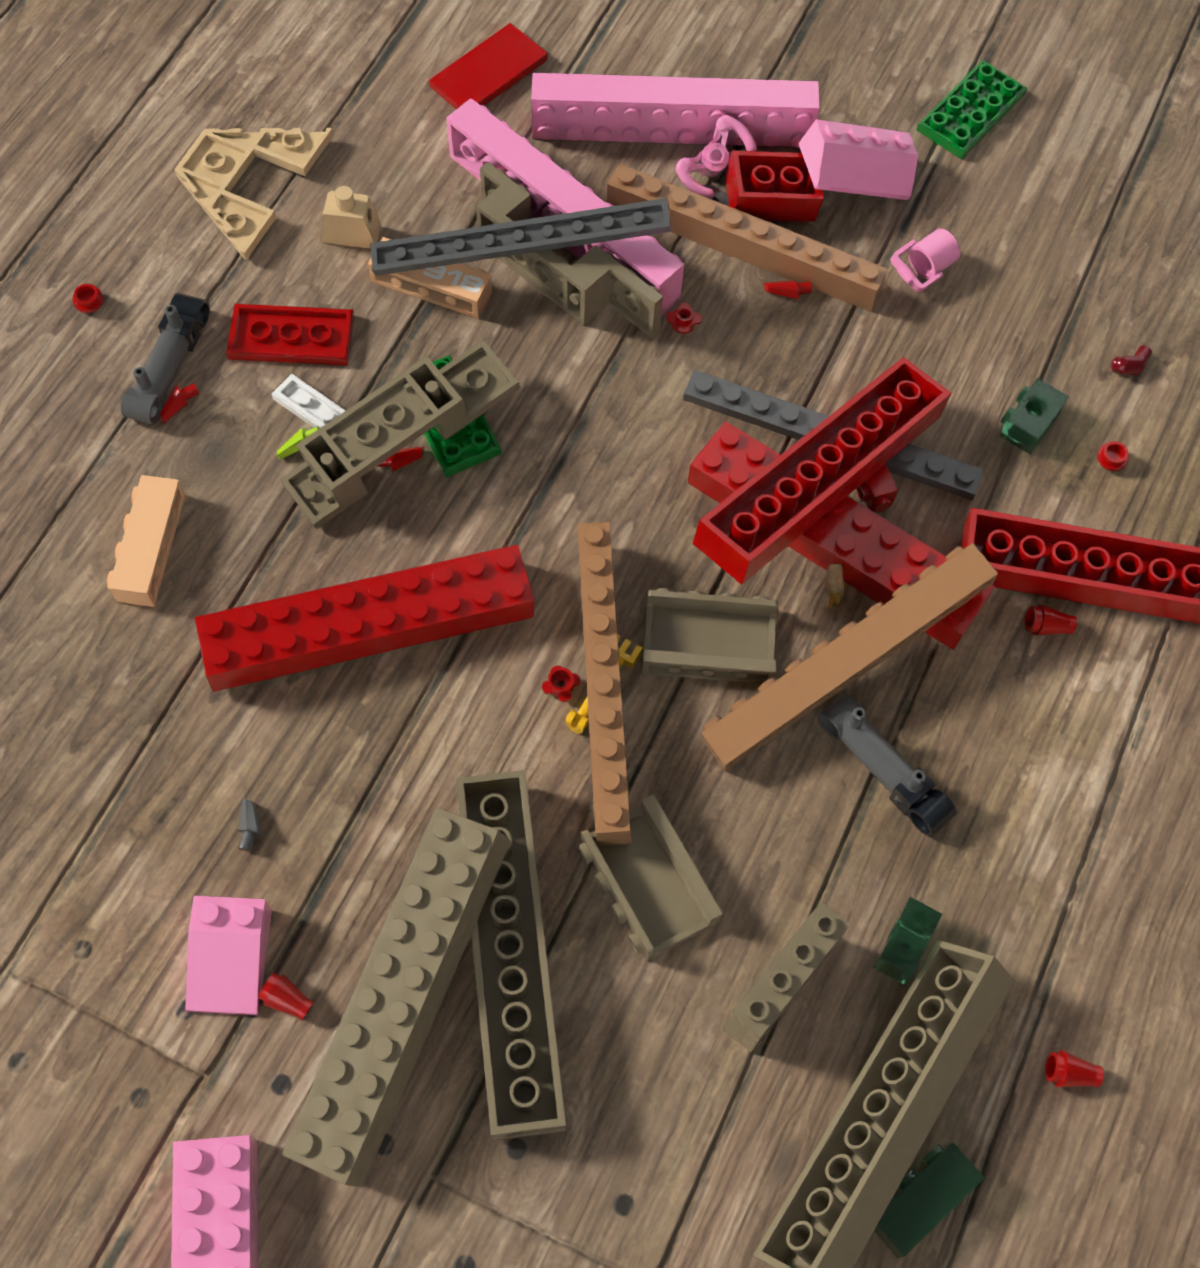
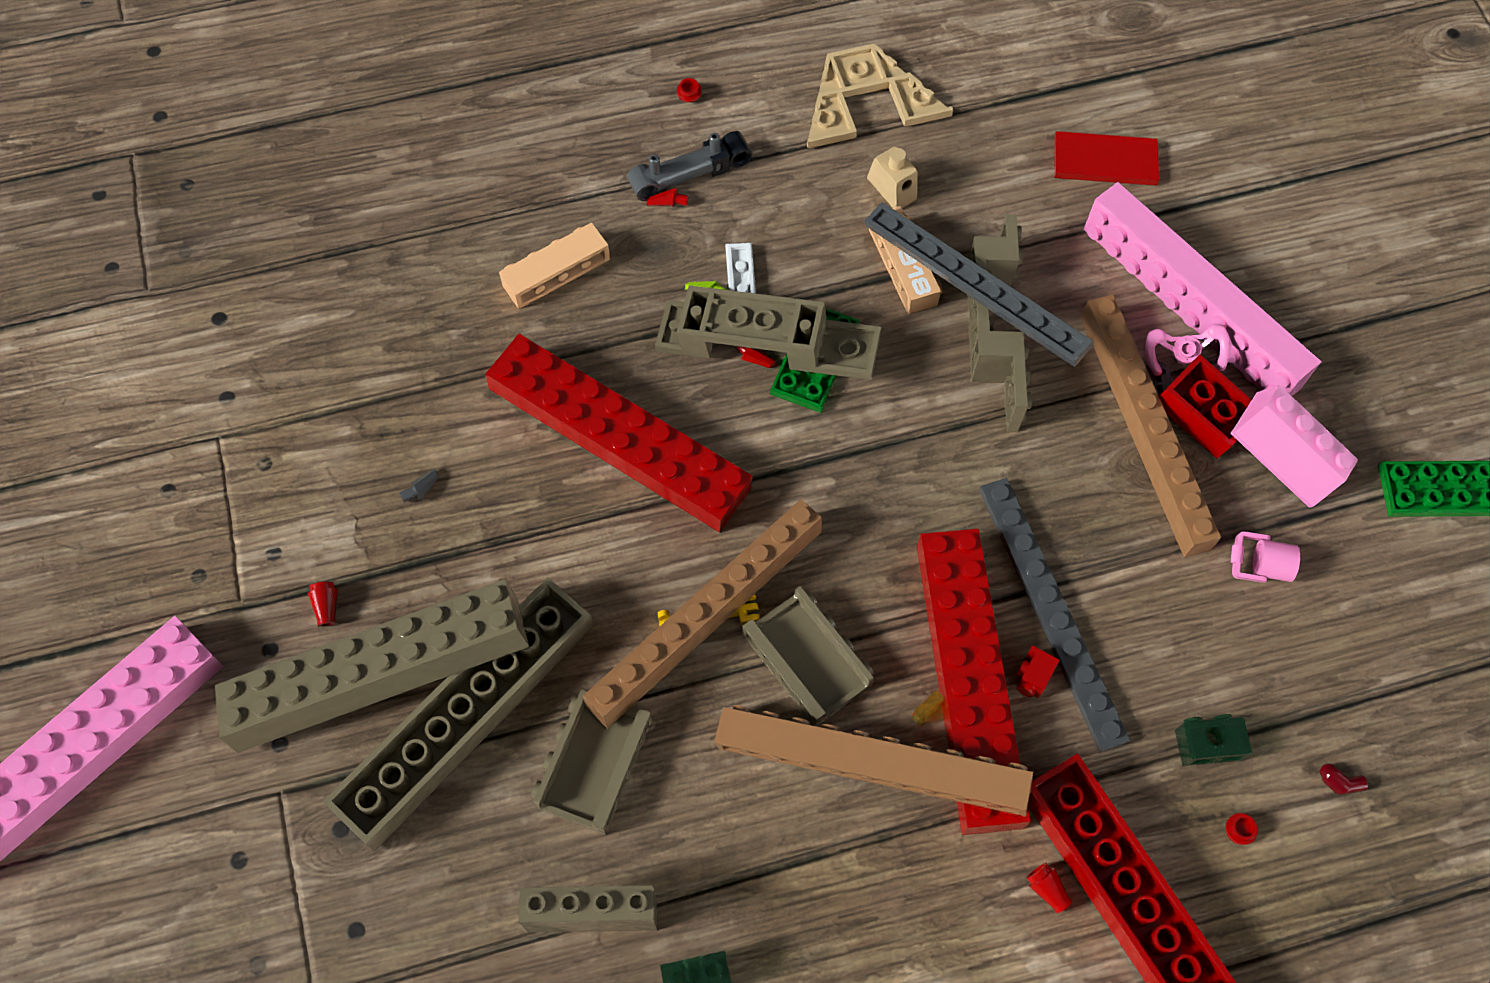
camera: 50 degrees right, 0 degrees up
(226, 954) = (323, 545): bright pink slope -> none
(290, 334) = (781, 218): red tile -> none
(482, 138) = (1041, 281): bright pink brick -> none
(562, 674) = (678, 583): red plate -> none
(682, 325) = (1036, 443): red plate -> none
(788, 288) = (1140, 486): red bar -> none
(820, 470) = (998, 621): red brick -> none
(909, 788) = (820, 857): dark grey piece -> none

